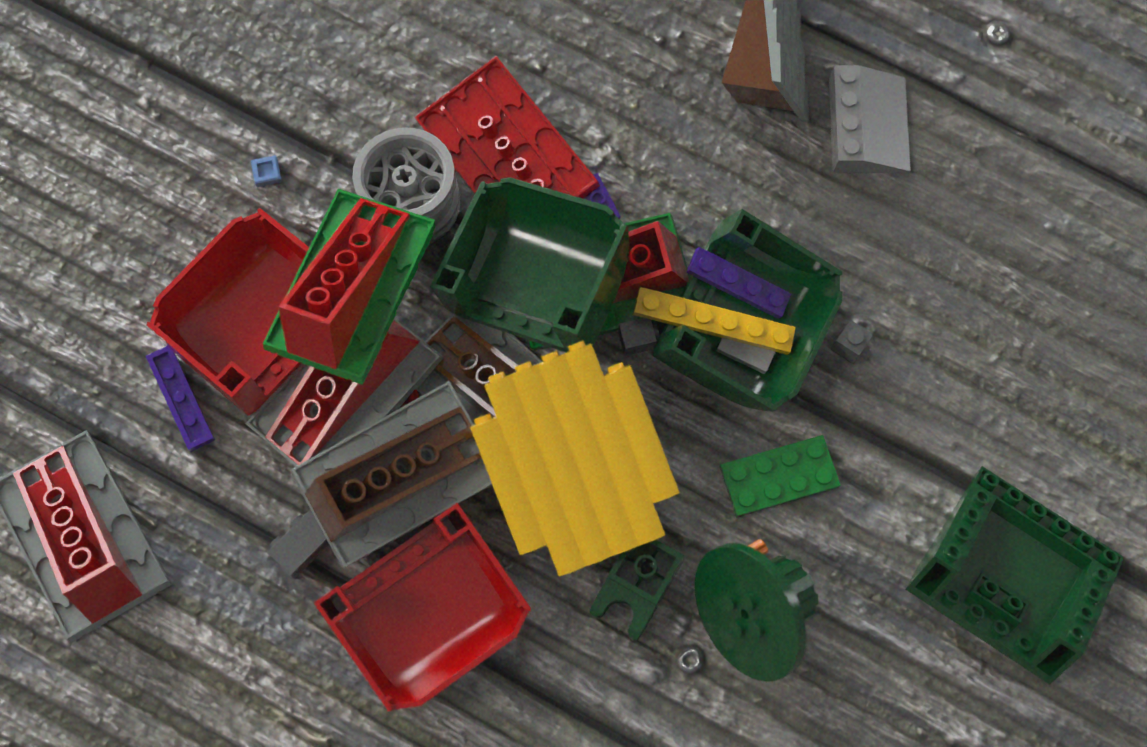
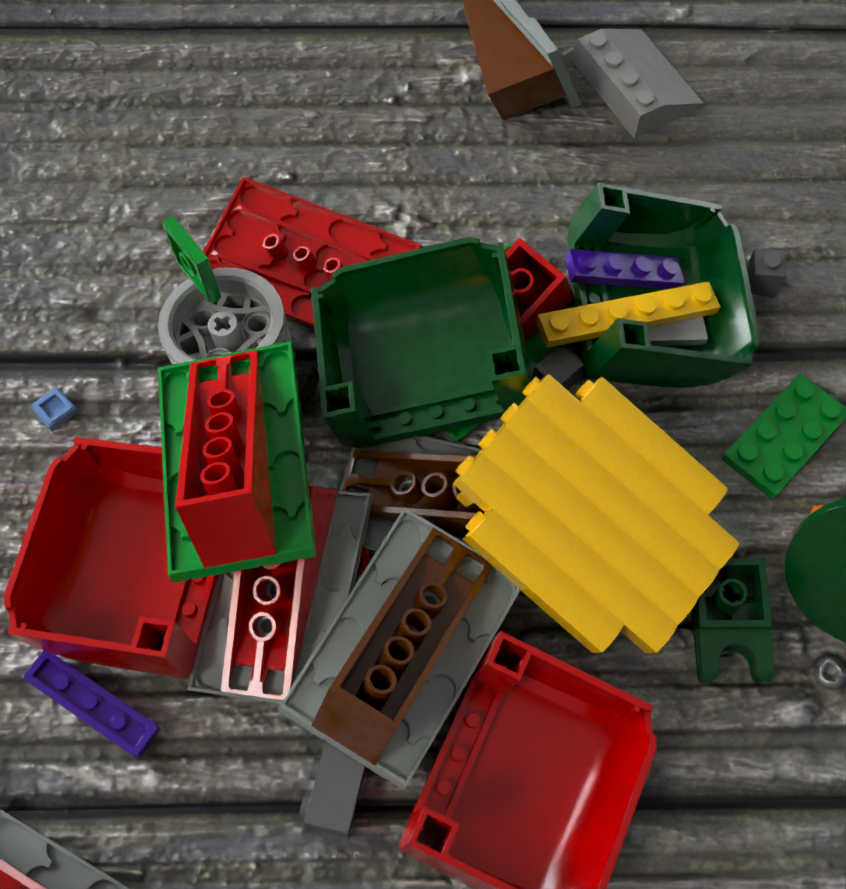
camera: 30 degrees left, 10 degrees down
(402, 120) = (192, 260): none -> green tile

